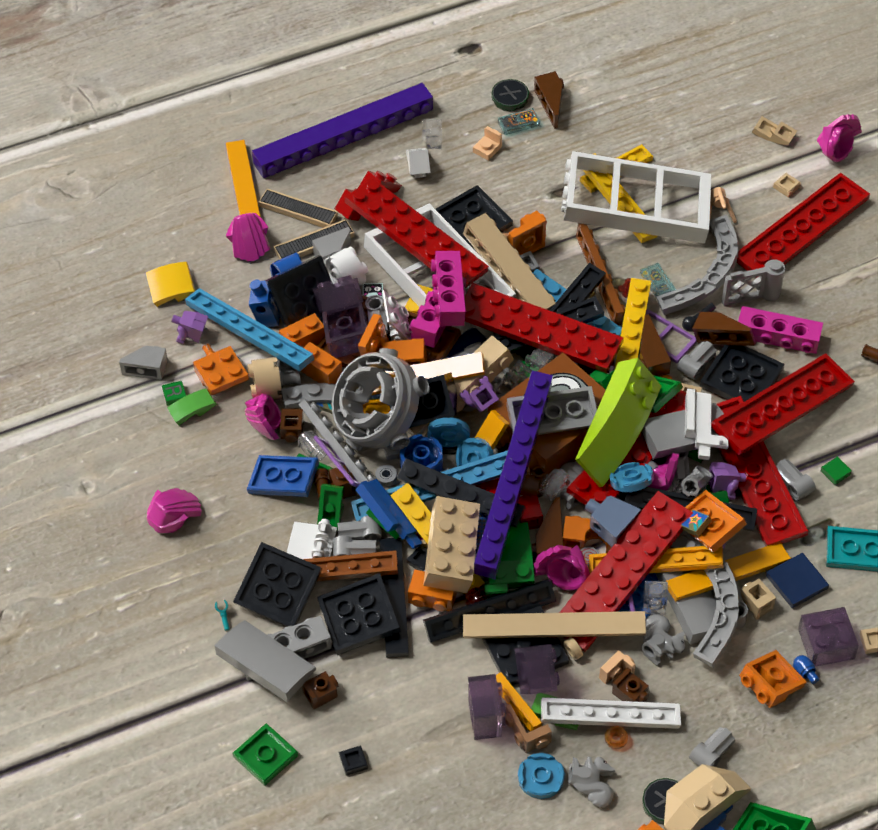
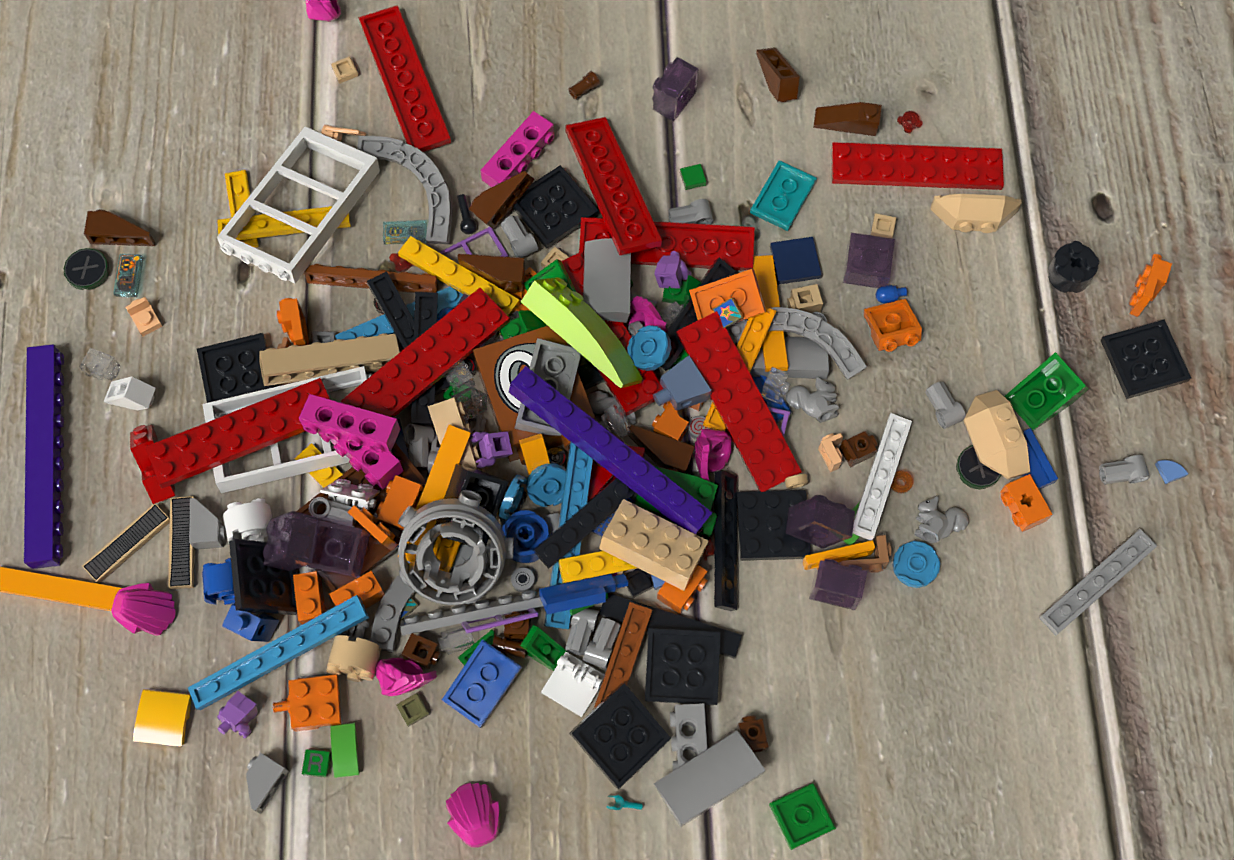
camera: 70 degrees left, 15 degrees up
(243, 440) = (412, 709): none -> olive tile
(353, 760) = (839, 732): black tile -> none
(372, 289) = (283, 504): tile -> none
(554, 625) = (772, 488): tan tile -> none
(696, 481) = (670, 296): light grey piece -> none
(699, 423) = (611, 263): white piece -> none
(767, 284) = (463, 141): light grey piece -> none
(775, 133) = (277, 49): tan slope -> none

